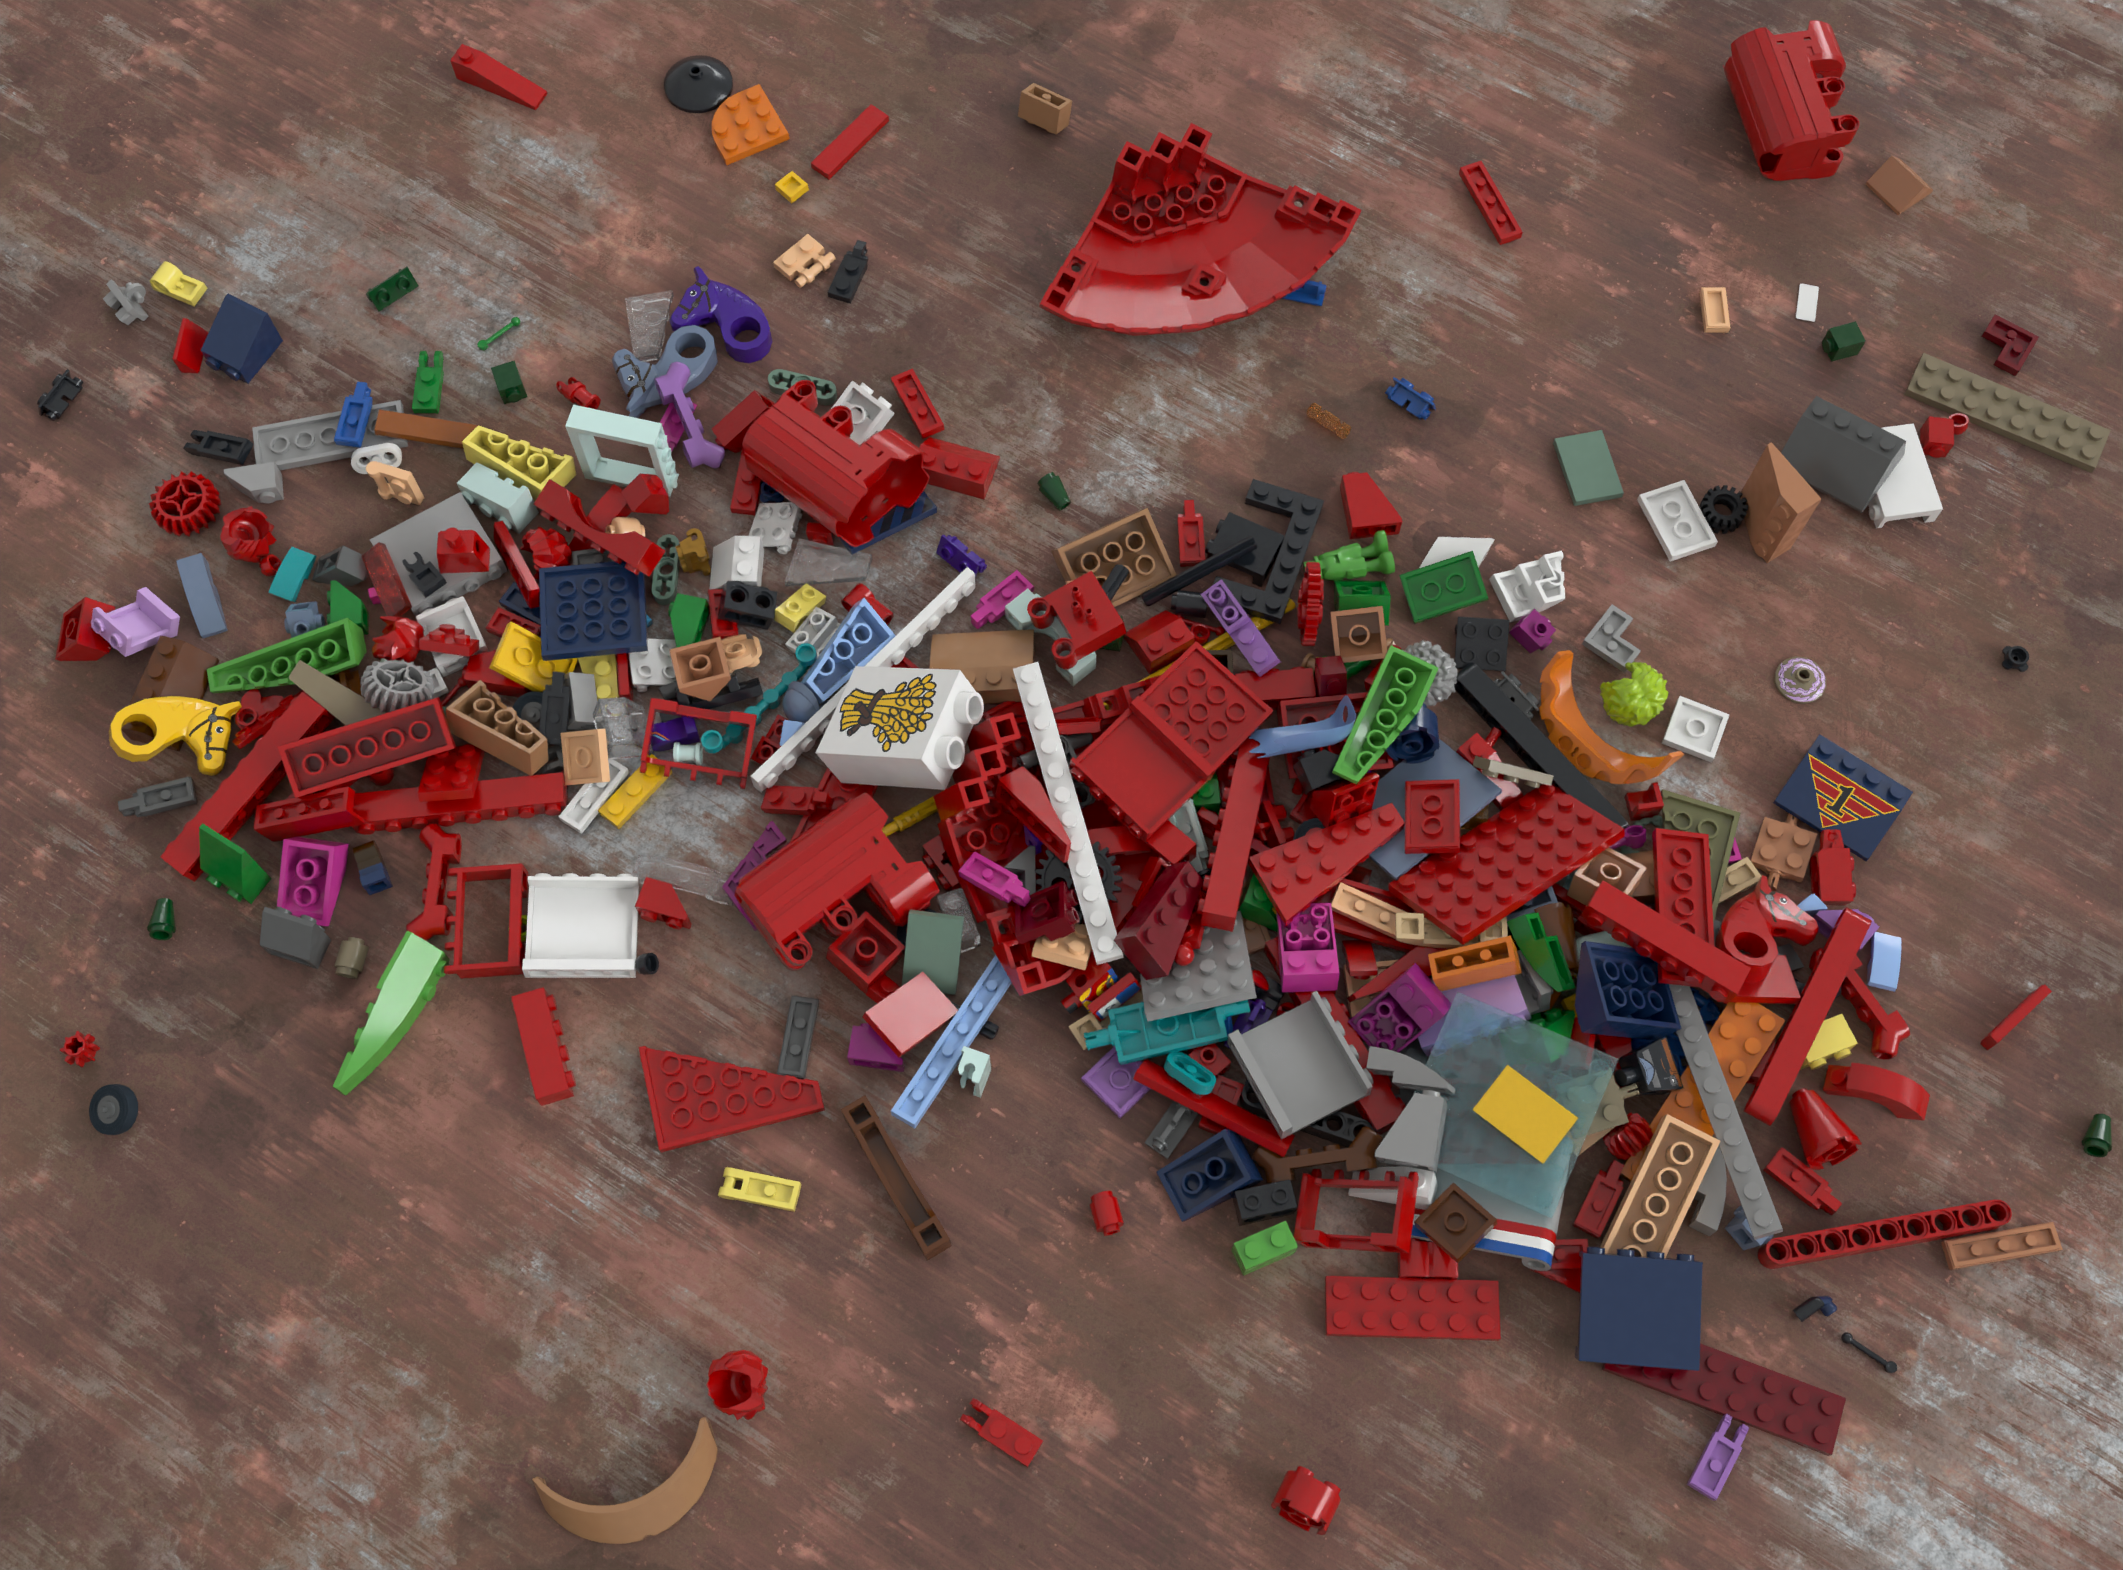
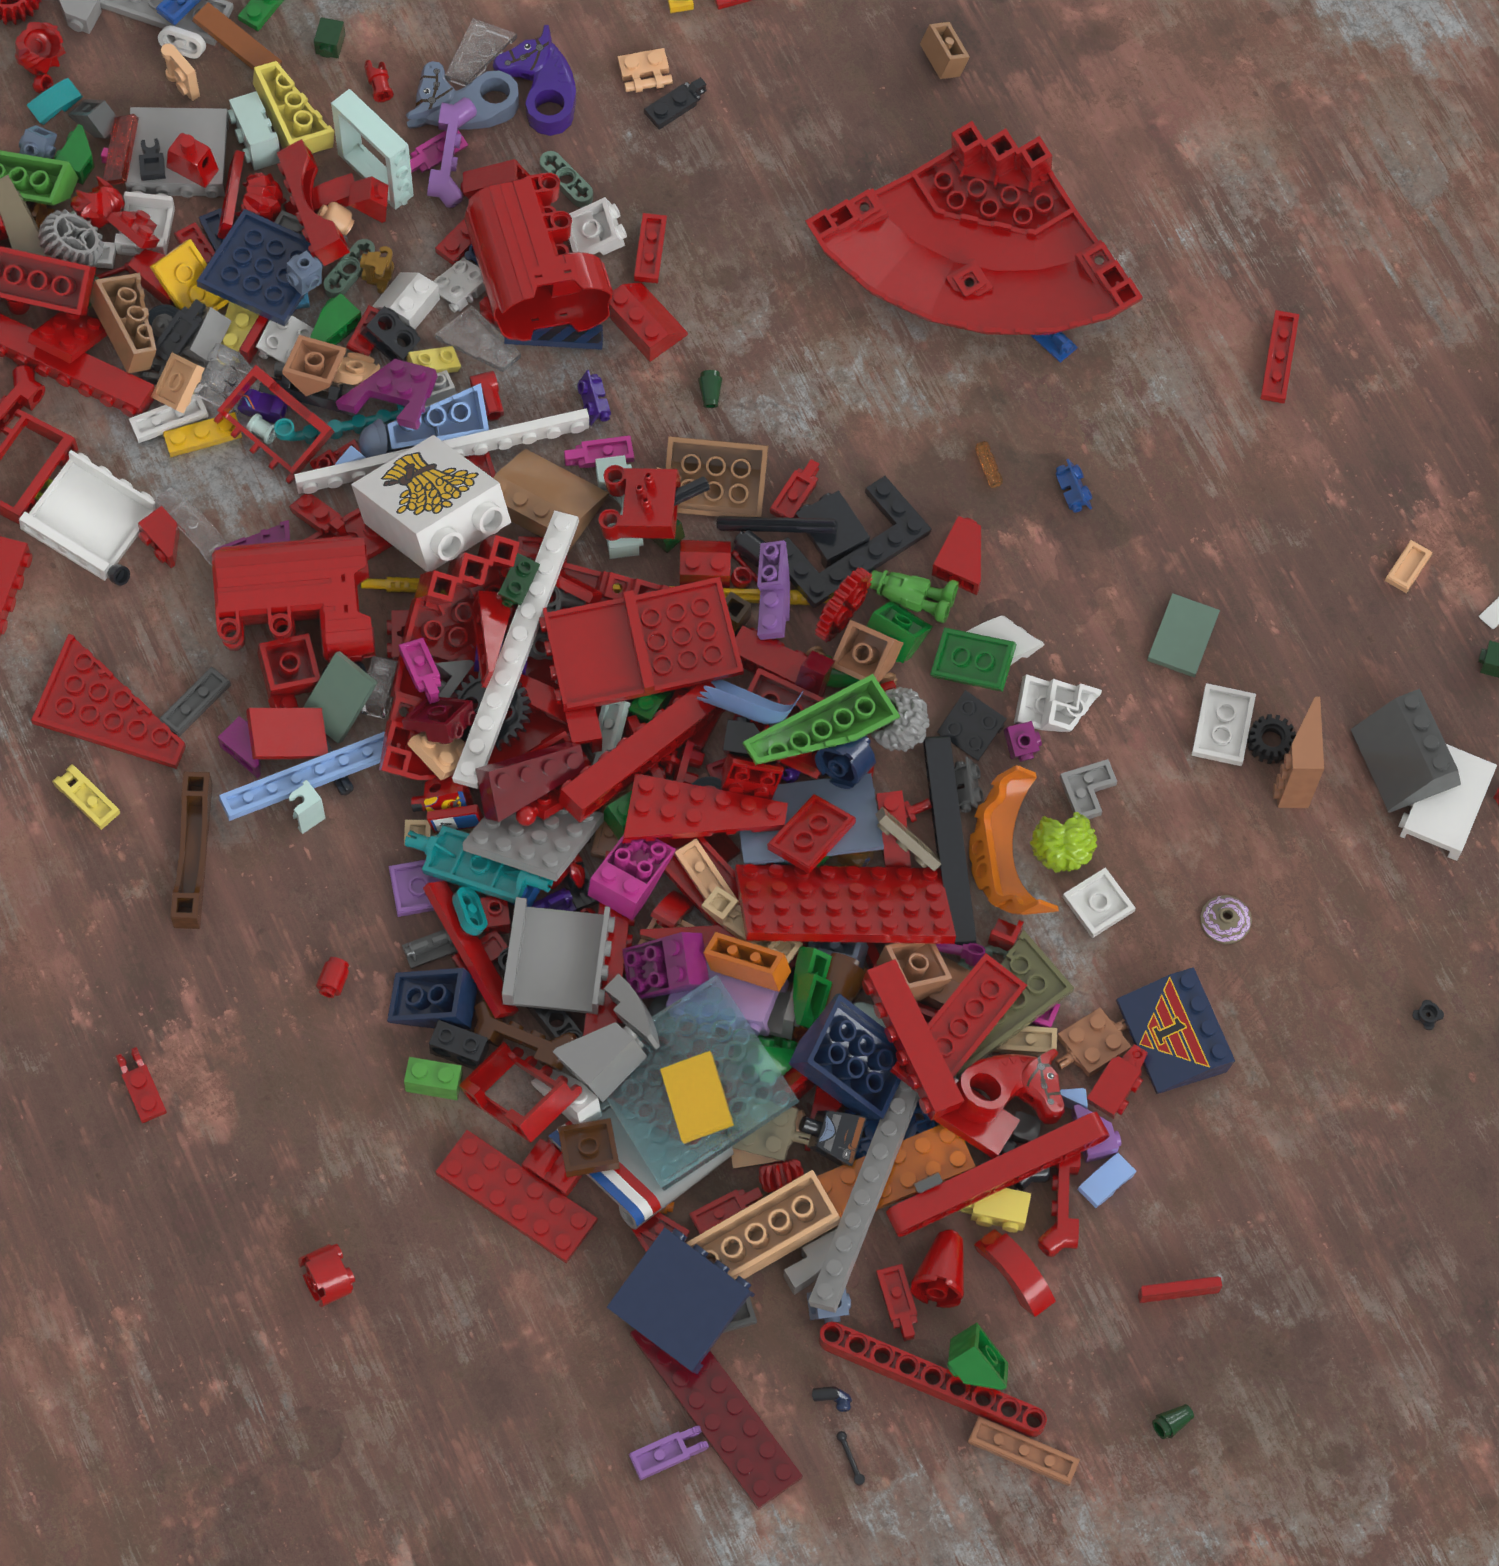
camera: 30 degrees right, 0 degrees up
(636, 591) = (304, 272): none -> sand blue brick
(788, 641) = (395, 383): none -> magenta wing
(1031, 750) = (518, 581): none -> dark green hinge
(1763, 1060) = (928, 1182): none -> dark grey tile
(1913, 1192) = (977, 1359): none -> green slope

